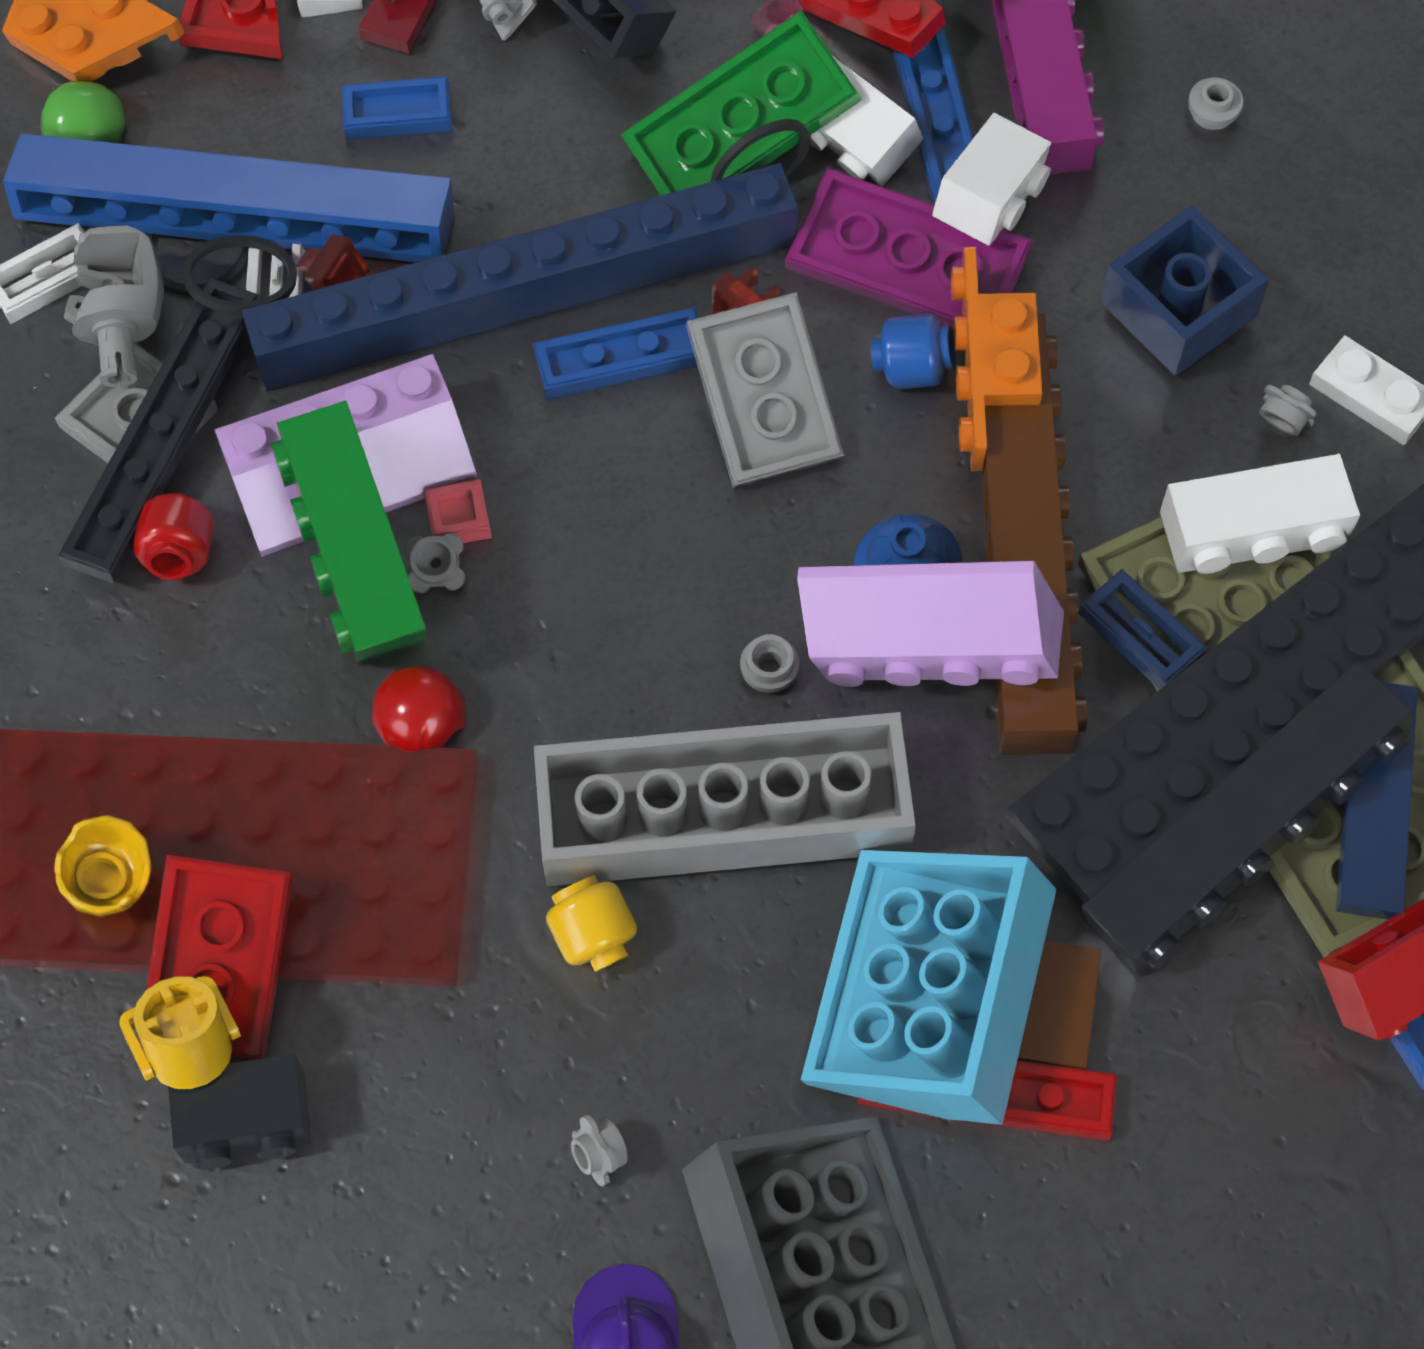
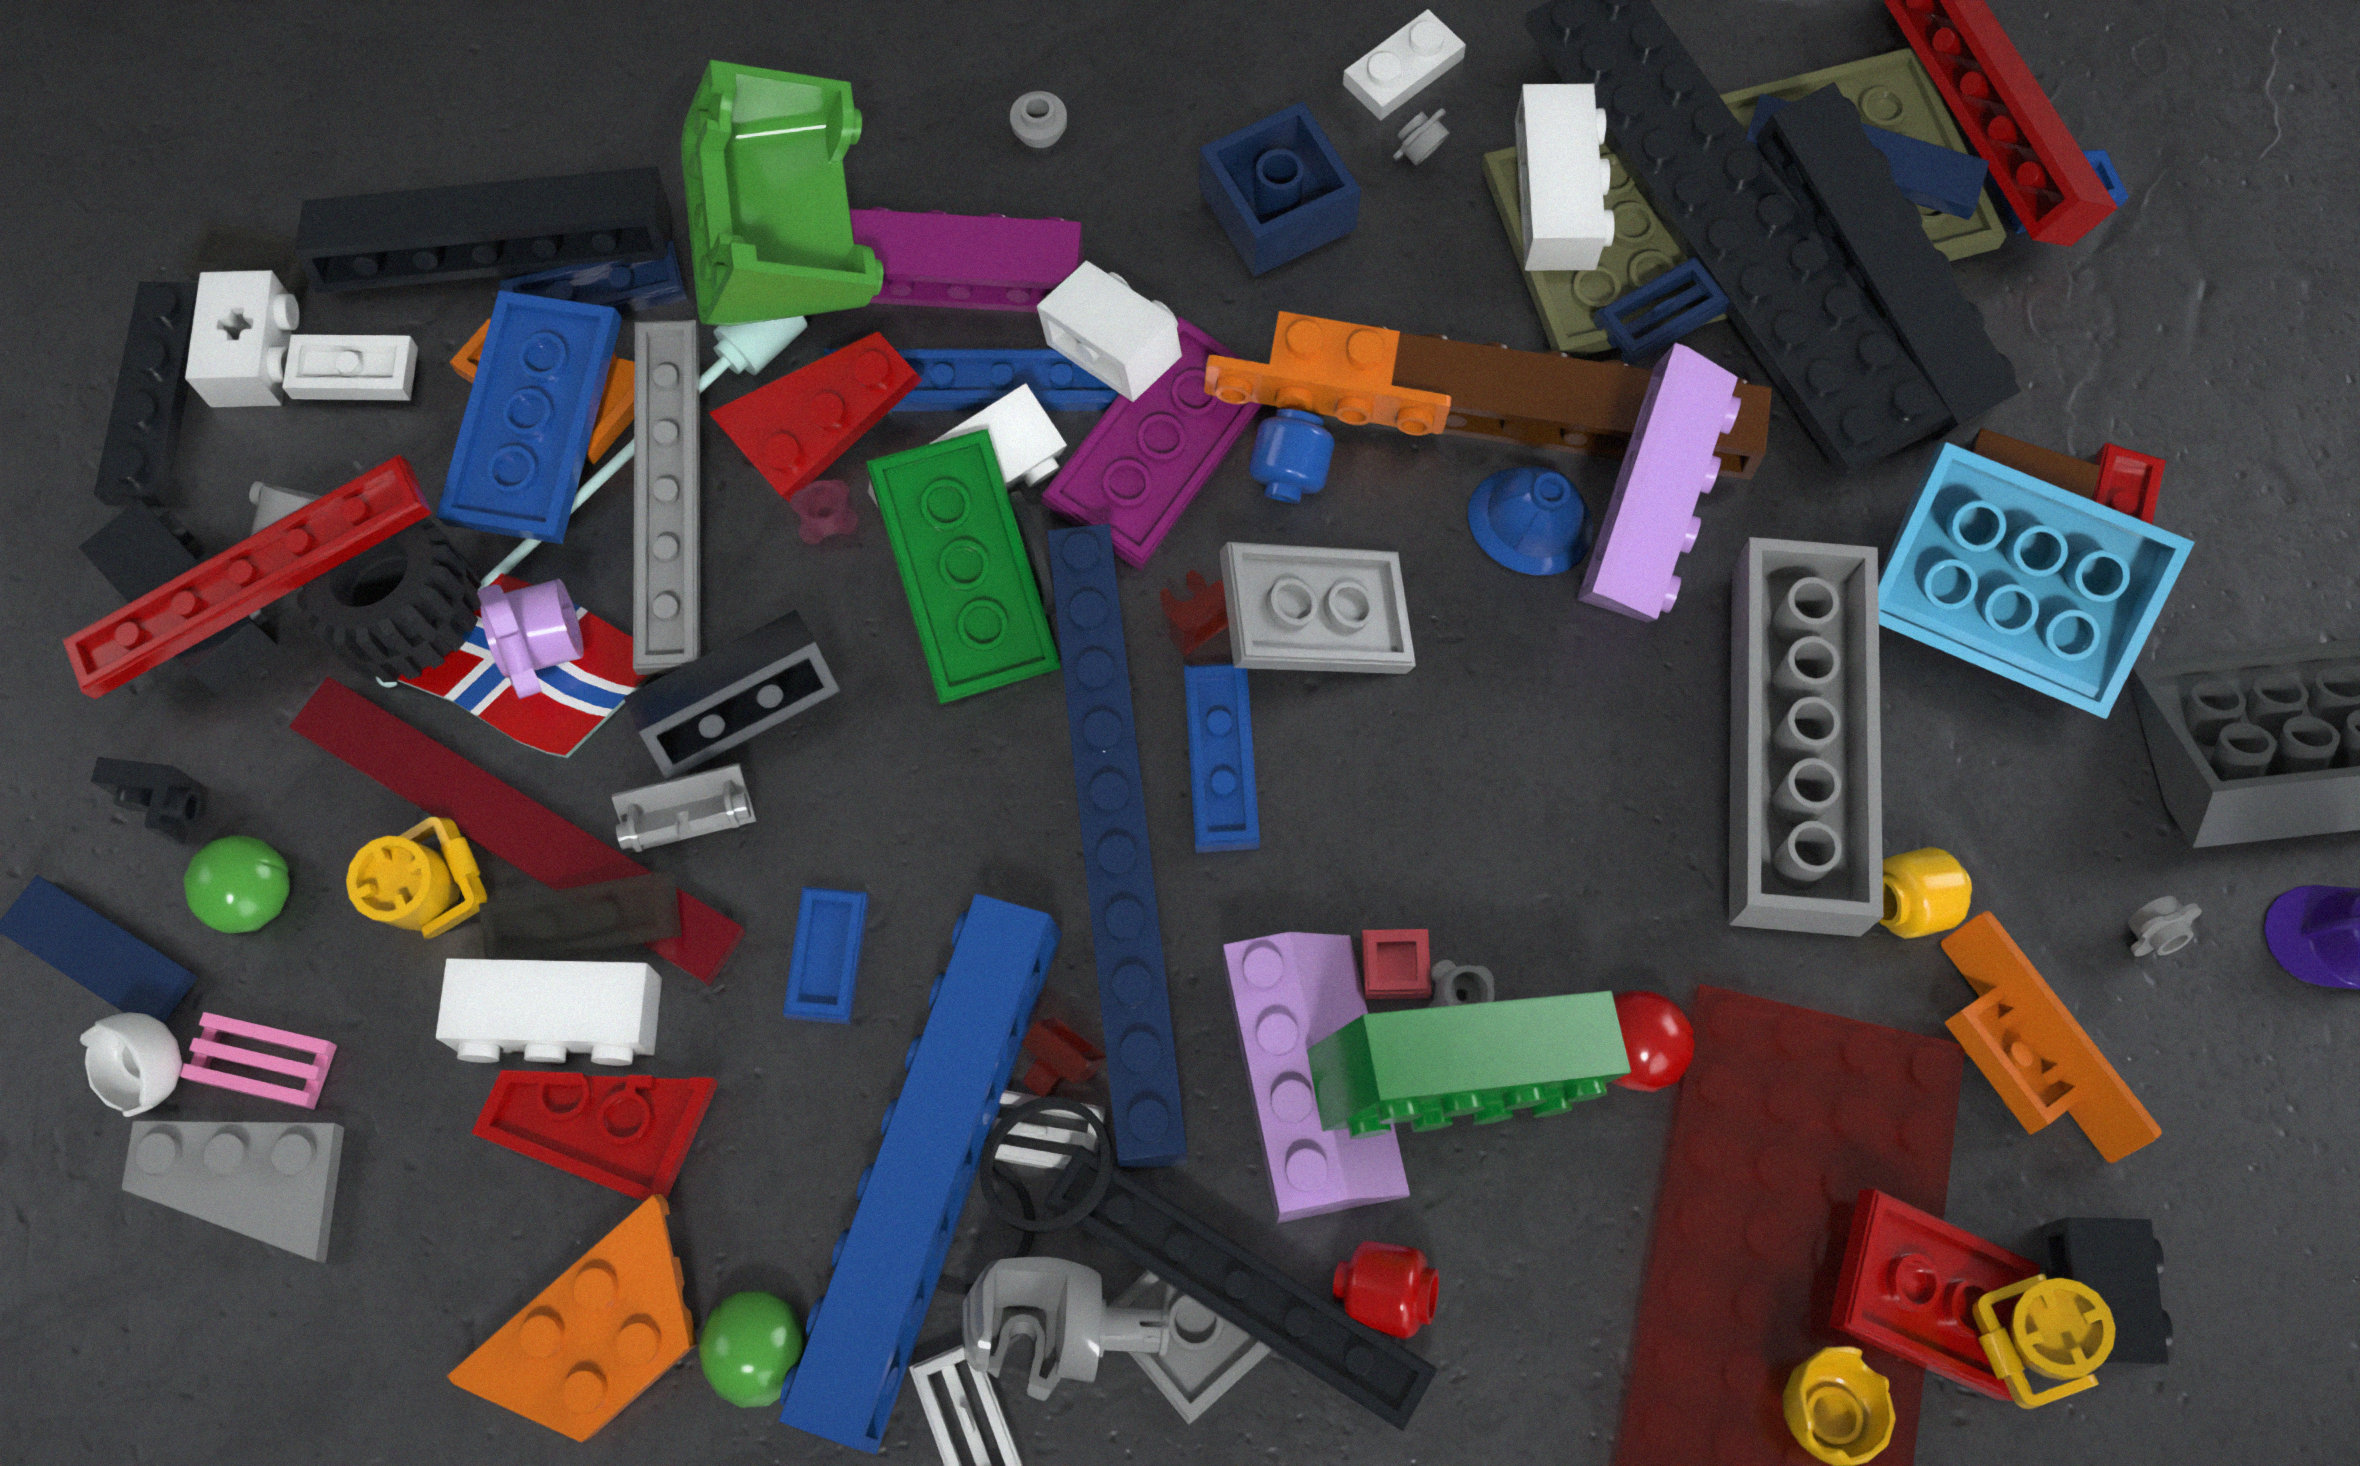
camera: 80 degrees left, 5 degrees up
(453, 1028) = (2036, 1047): none -> orange bracket
(769, 648) = (1634, 653): light grey plate -> none

